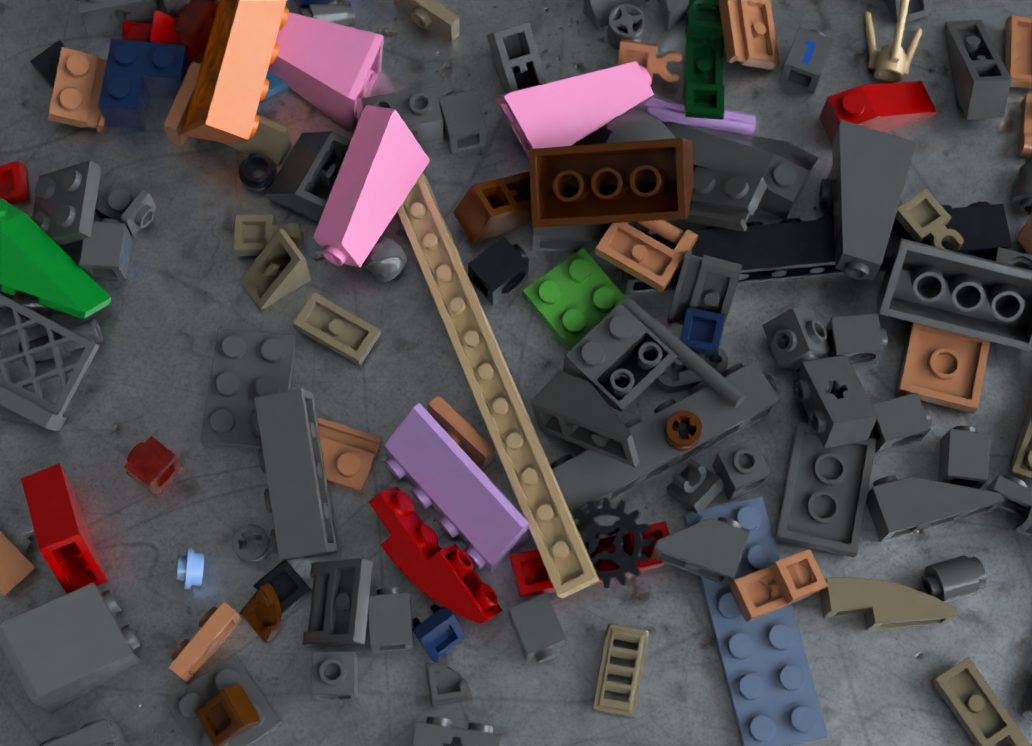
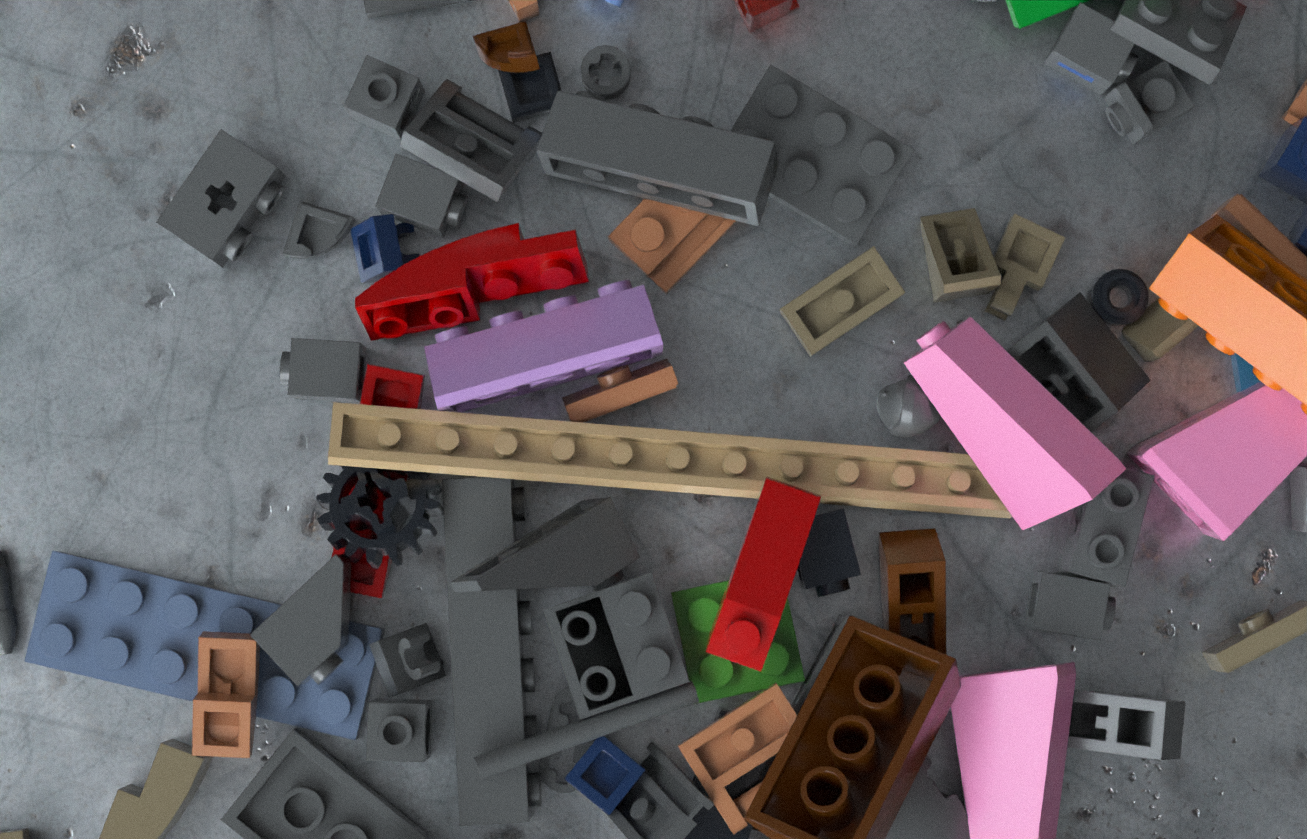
camera: 115 degrees right, 15 degrees up
(535, 287) = (763, 574): none -> red slope
(625, 634) = (262, 478): dark tan slope -> none
(672, 436) = (479, 691): reddish brown bush -> none

